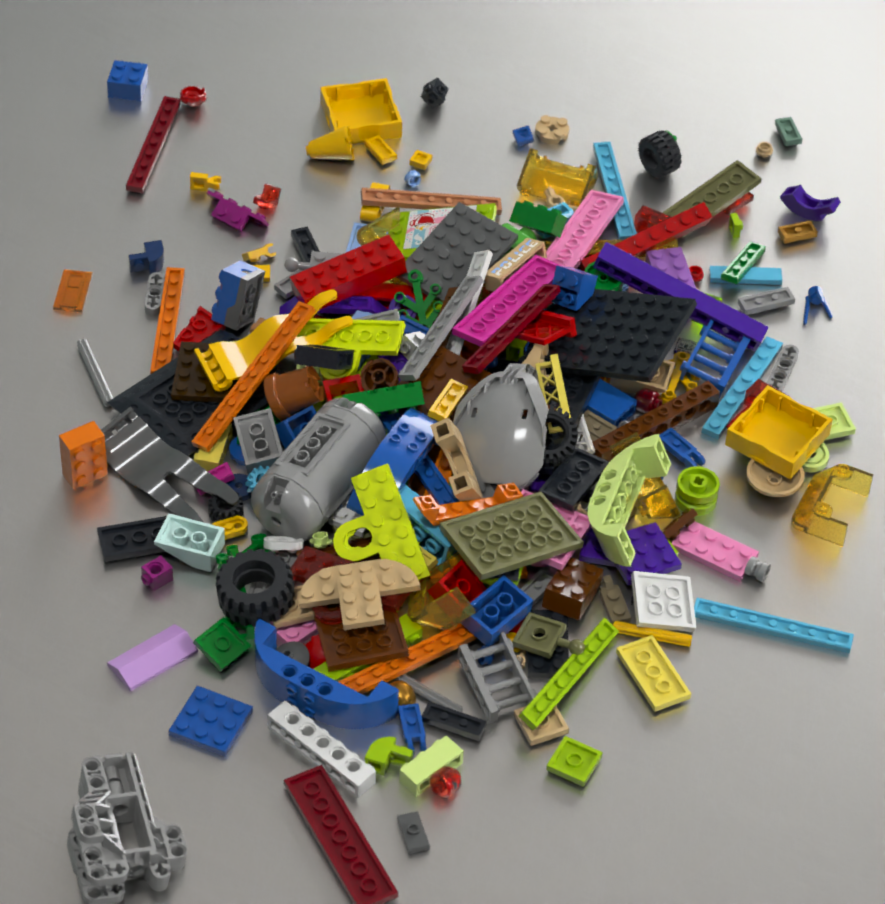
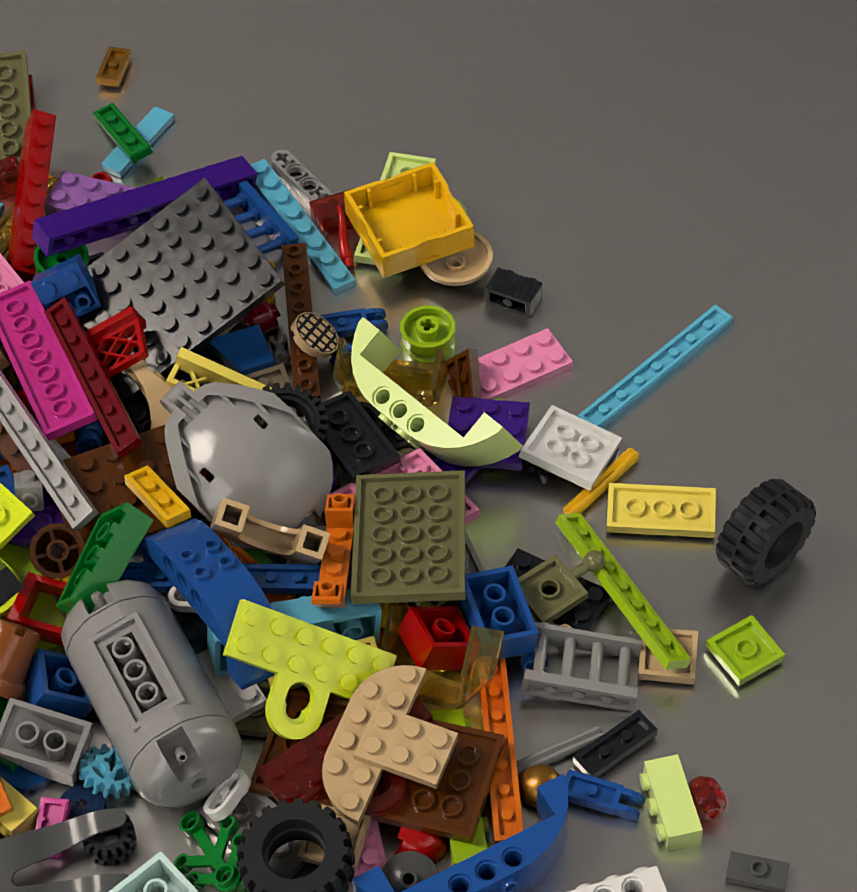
camera: 55 degrees left, 5 degrees up
(233, 526) = (144, 851): yellow plate -> none
(320, 540) = (255, 749): yellowish green plate -> none
(384, 752) = (624, 842): lime brick -> none
(573, 588) = (504, 526): reddish brown brick -> none
(614, 601) = (531, 497): dark tan hinge -> none
(644, 423) = (314, 335): none -> tile
(659, 723) = (765, 532): none -> black tyre
(735, 225) = (63, 111): lime plate -> none
(757, 569) = (574, 340): light grey wheel -> none
(766, 301) = (192, 142): light grey plate -> none
(774, 520) = (514, 291): none -> black brick
(806, 206) = (86, 39): dark purple arch -> none
(814, 515) = (514, 242): clear yellow windscreen -> none
(816, 297) = (221, 97): blue plant -> none

